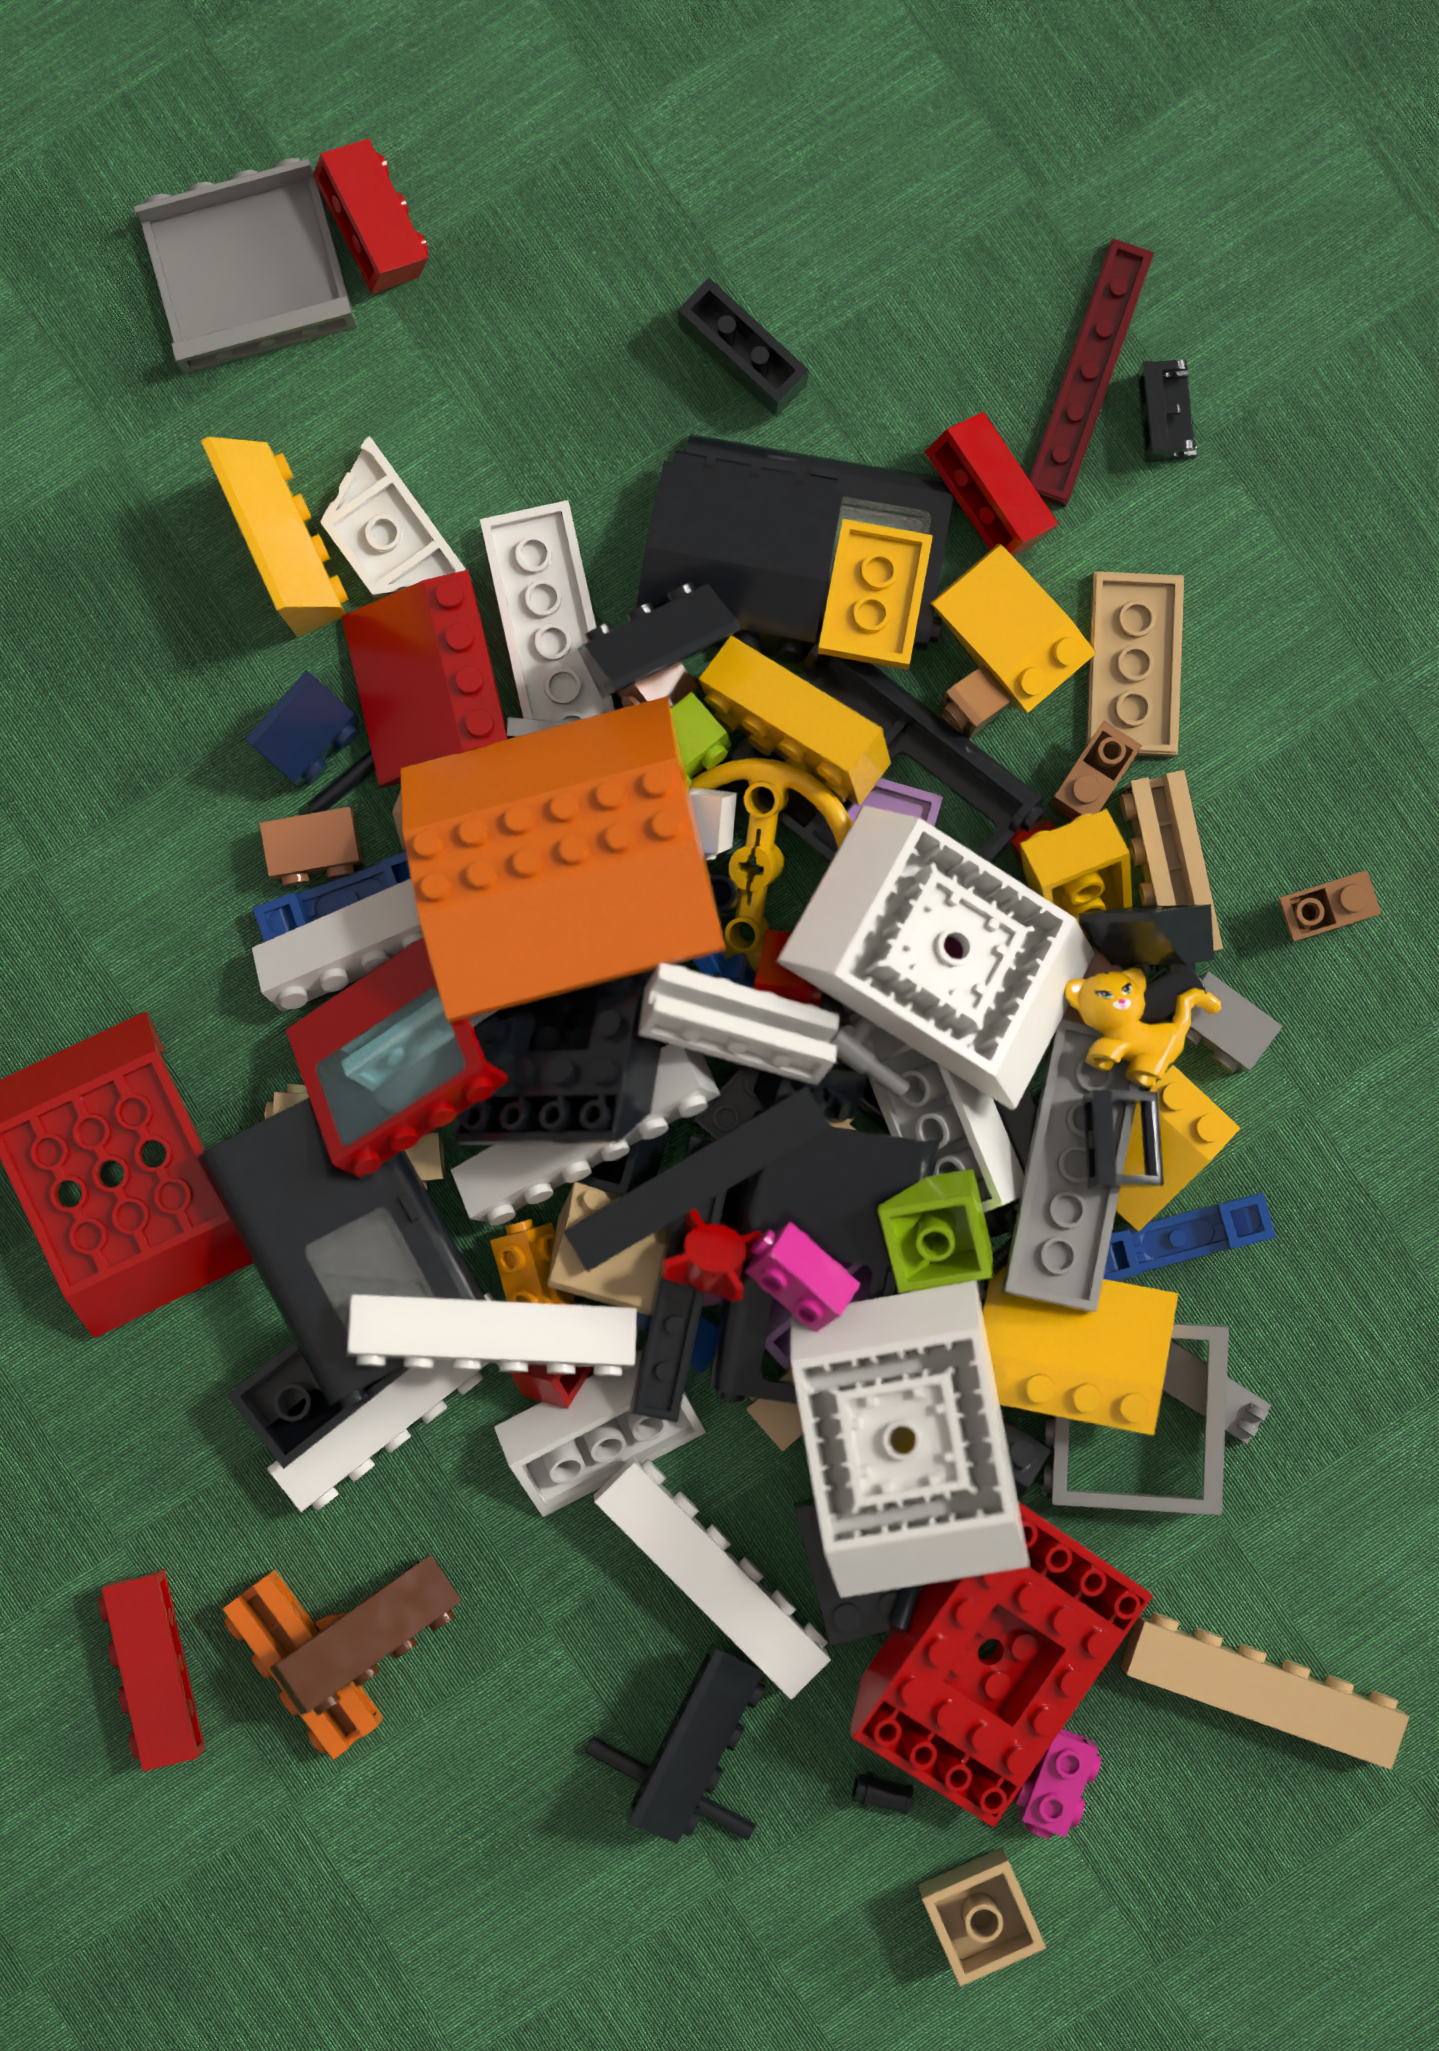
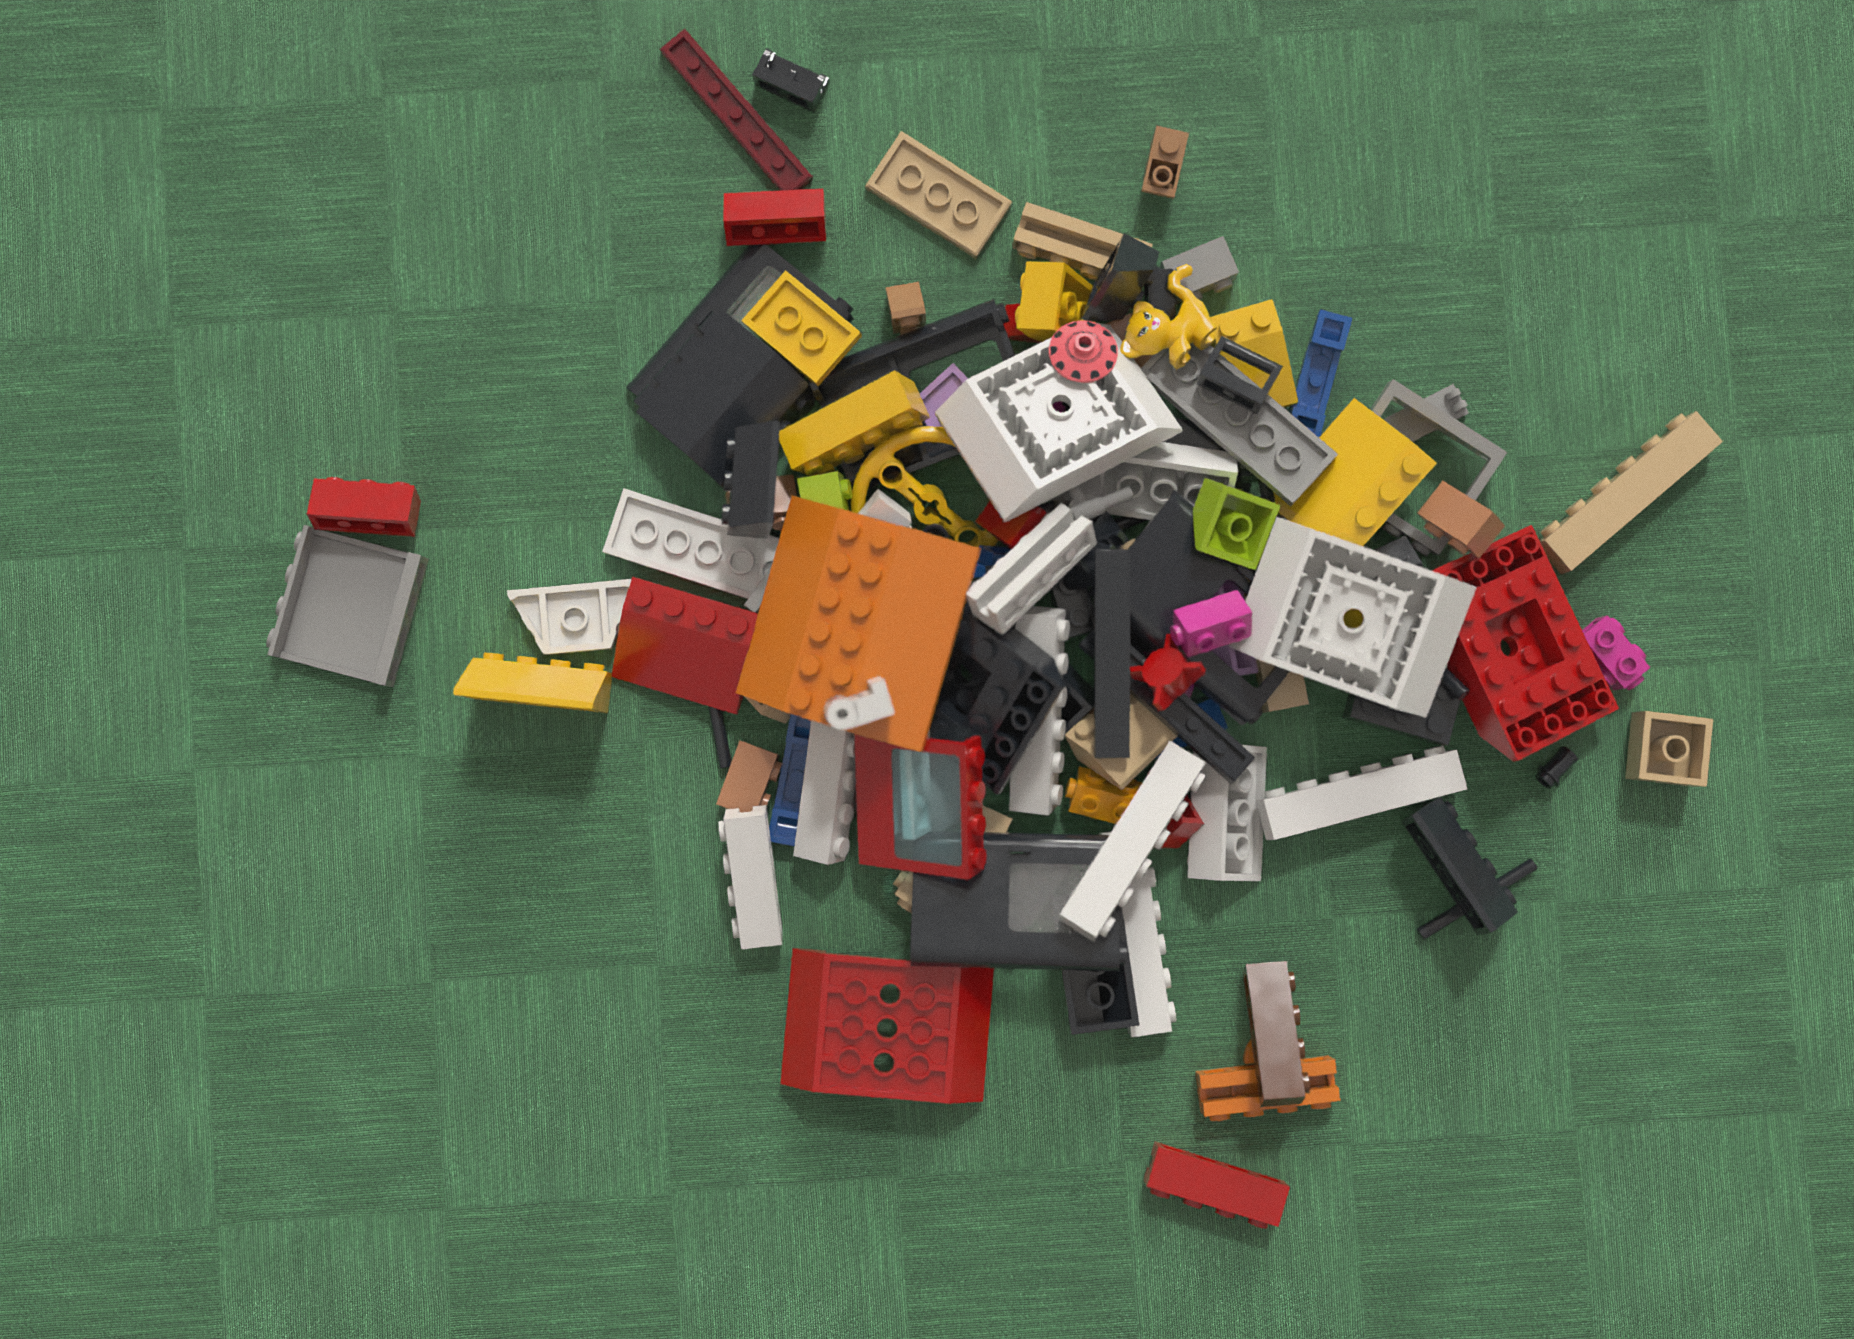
camera: 60 degrees left, 0 degrees up
(198, 915) = (753, 877): none -> white brick
(304, 730) = (674, 741): dark blue slope -> none
(451, 917) = (860, 708): none -> white leg
(742, 347) = (591, 320): black brick -> none
(1013, 628) = (873, 255): yellow slope -> none
(1019, 944) = (1080, 363): none -> coral dish
(1095, 772) = (995, 259): medium nougat slope -> none
(1104, 1504) = (1460, 519): none -> nougat brick

